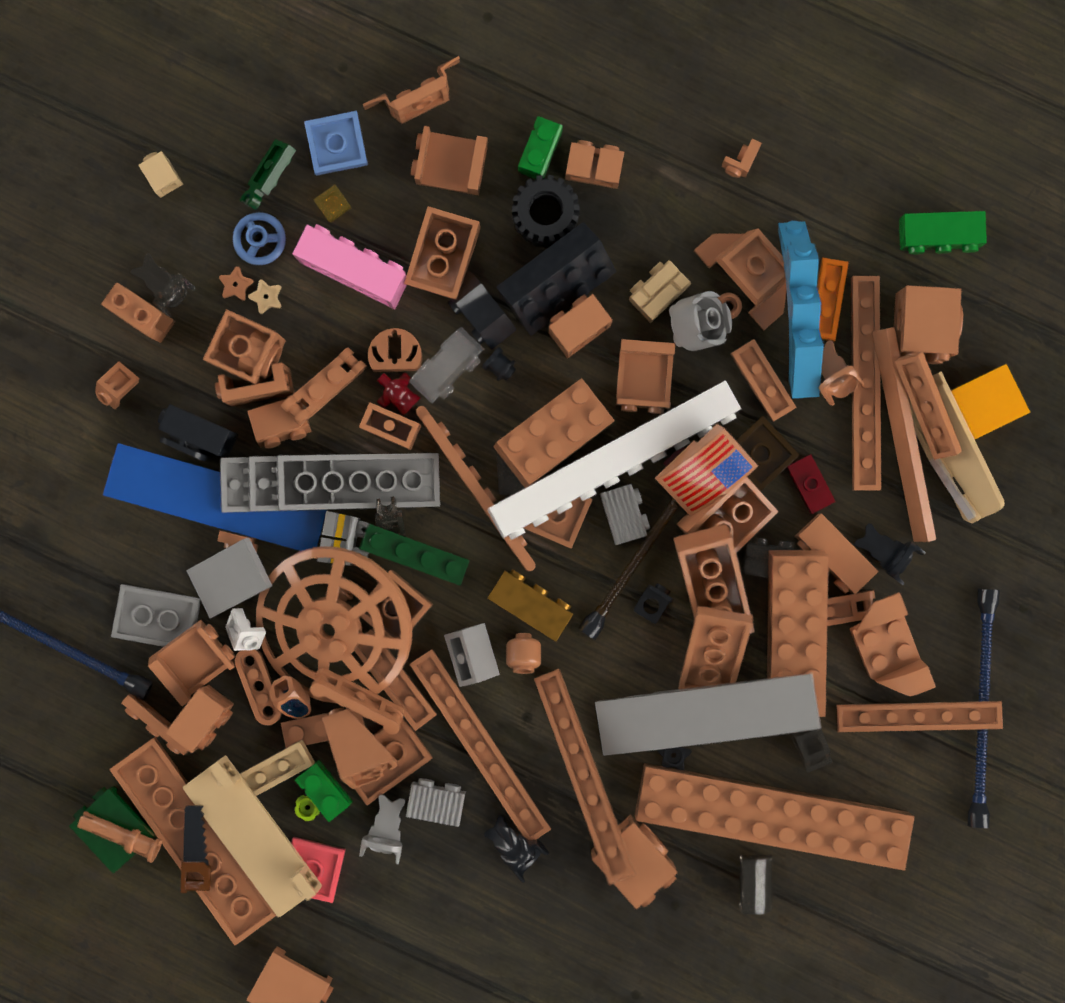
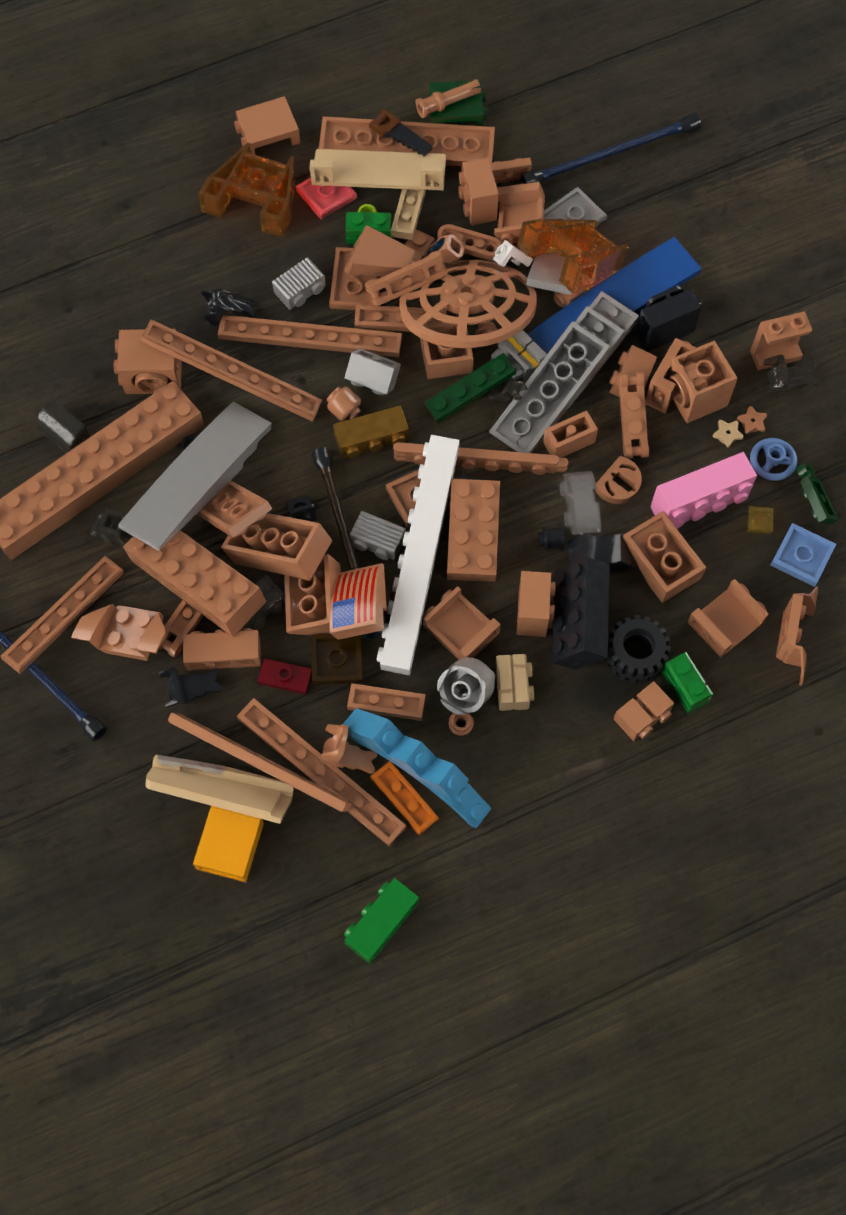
camera: 125 degrees right, 20 degrees down
(115, 385) = (743, 302): nougat bracket -> none
(190, 570) = (586, 251): none -> clear orange wedge
(364, 939) = (254, 181): none -> clear orange wedge
(384, 833) = (310, 243): light grey hair -> none
(397, 393) = (589, 460): dark red piece -> none
(746, 156) = (560, 824): nougat bracket -> none
(754, 267) = (480, 757): nougat piece -> none
(928, 322) = (323, 843): nougat brick -> none
(928, 405) = (264, 787): nougat plate -> none

